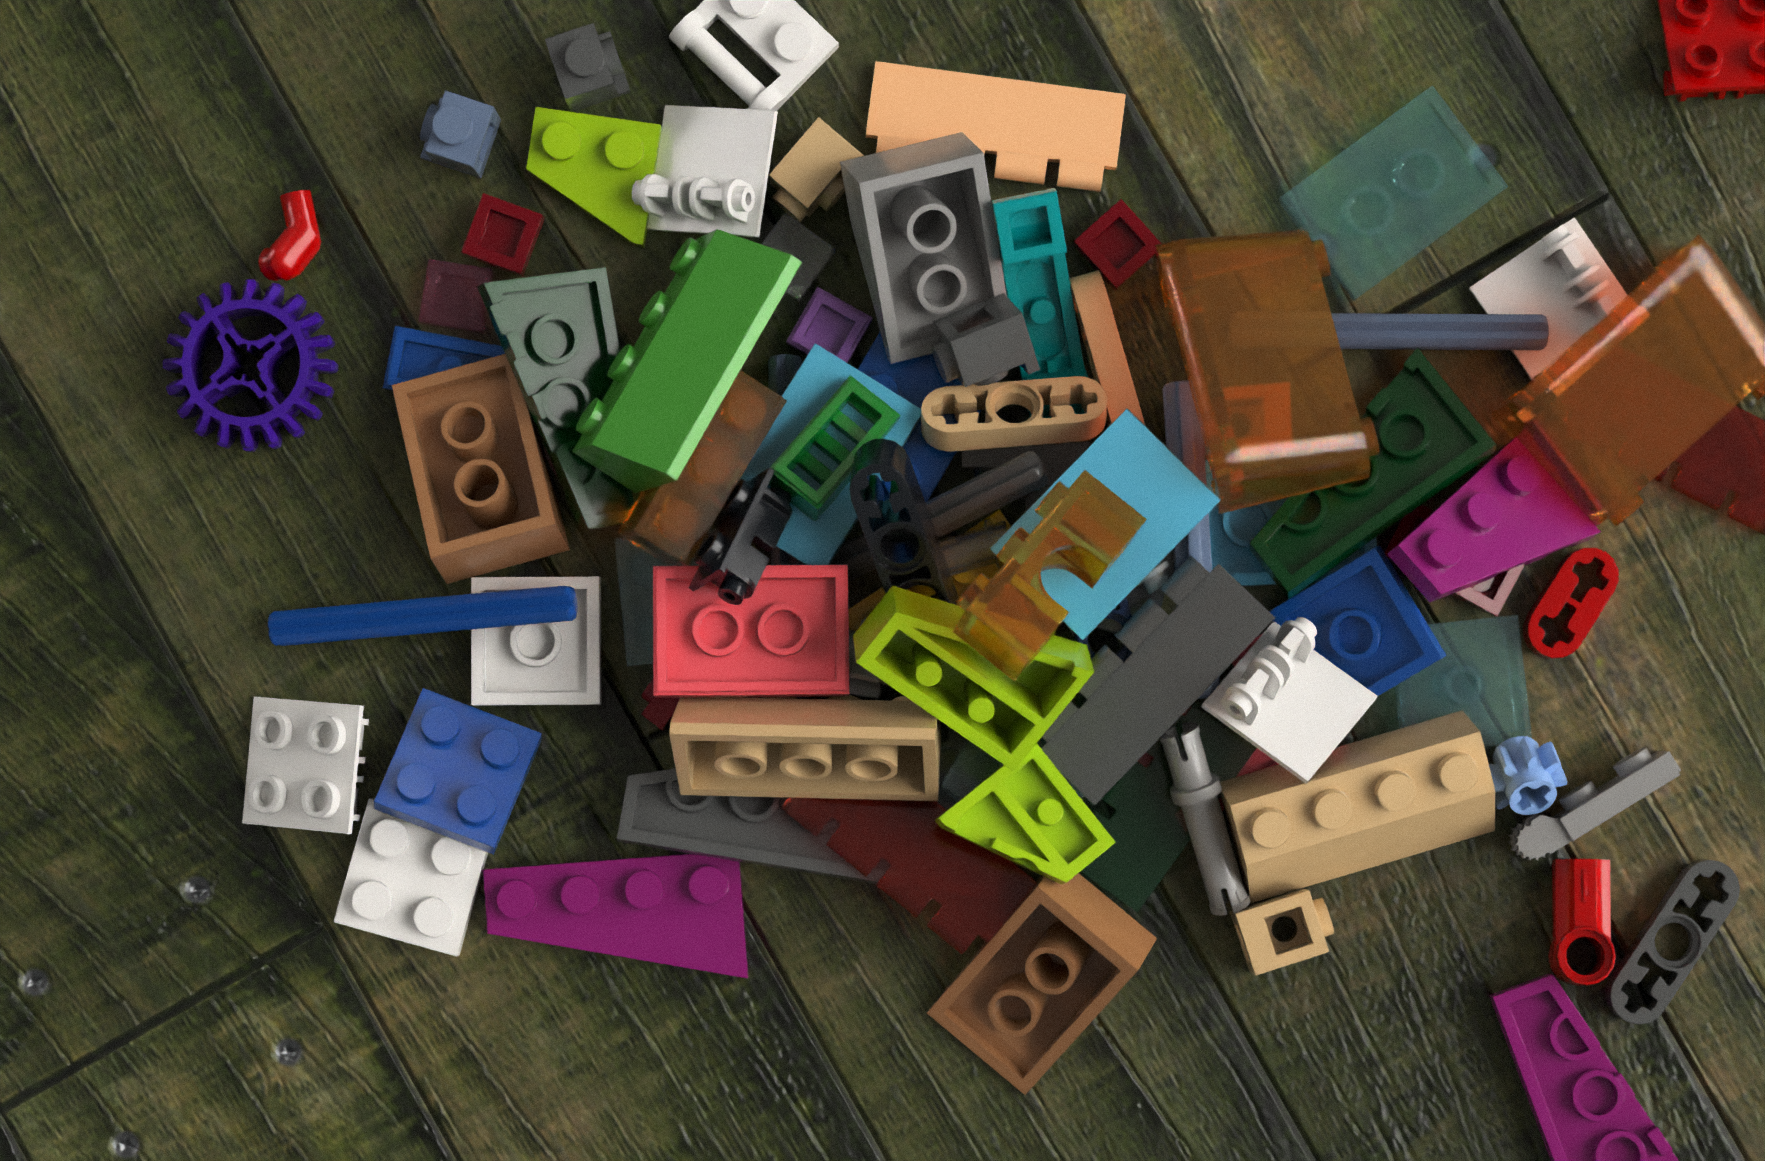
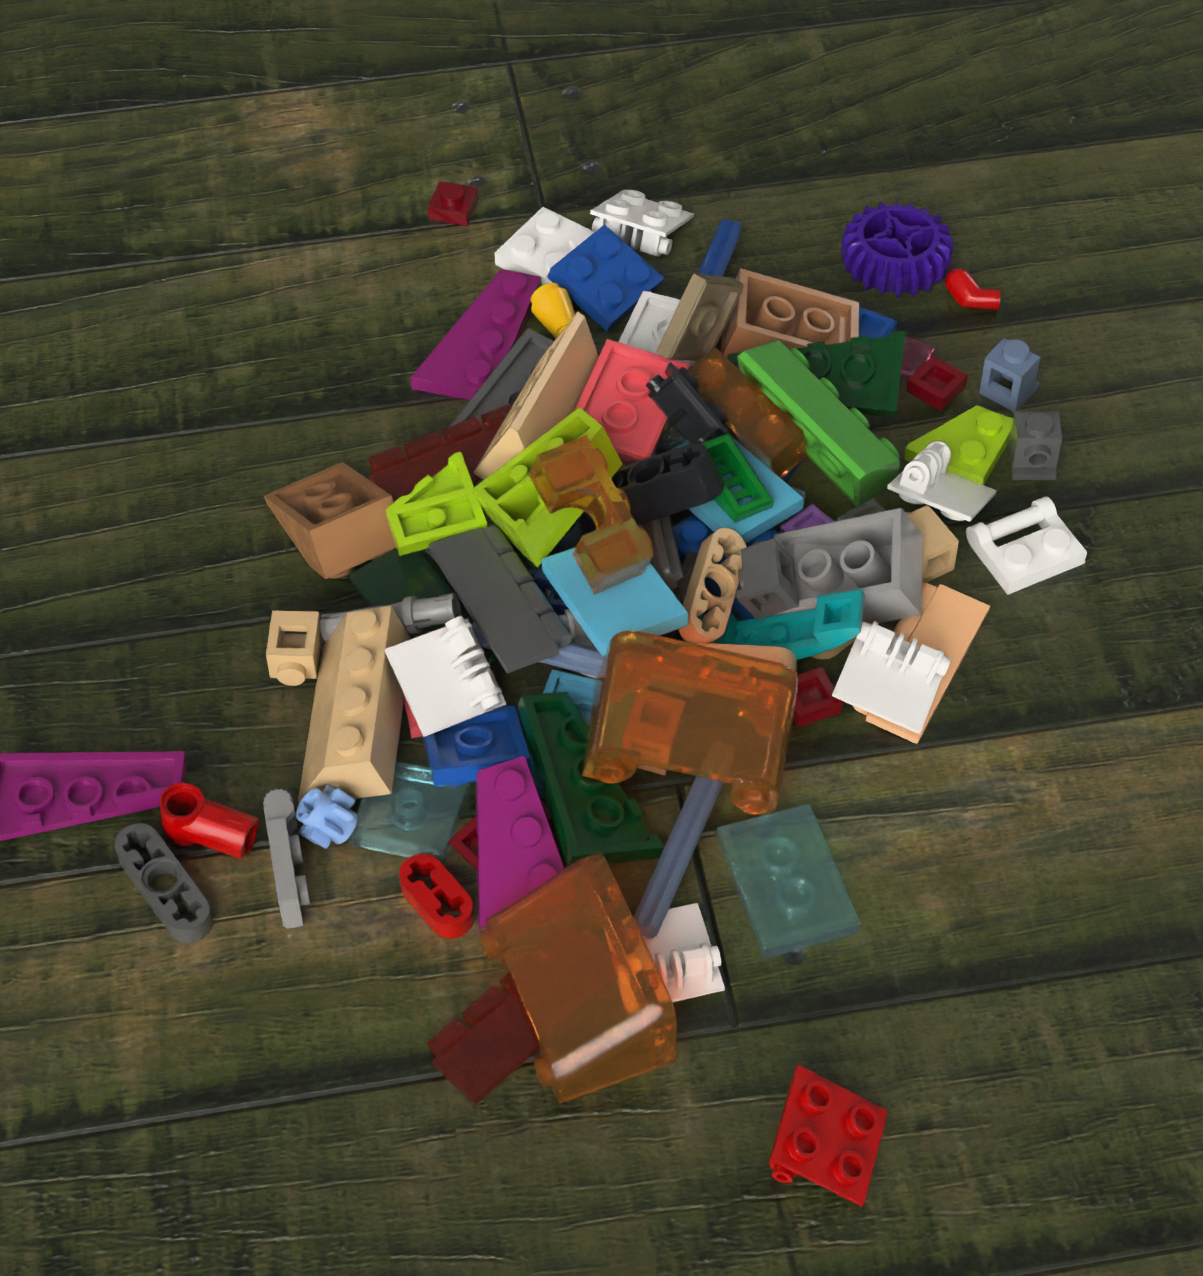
camera: 110 degrees right, 35 degrees down
(361, 1064) = (453, 203): none -> dark red plate
(552, 816) = (552, 307): none -> yellow cone
(578, 574) = (700, 317): none -> dark tan plate
(1064, 143) = (891, 676): none -> white hinge

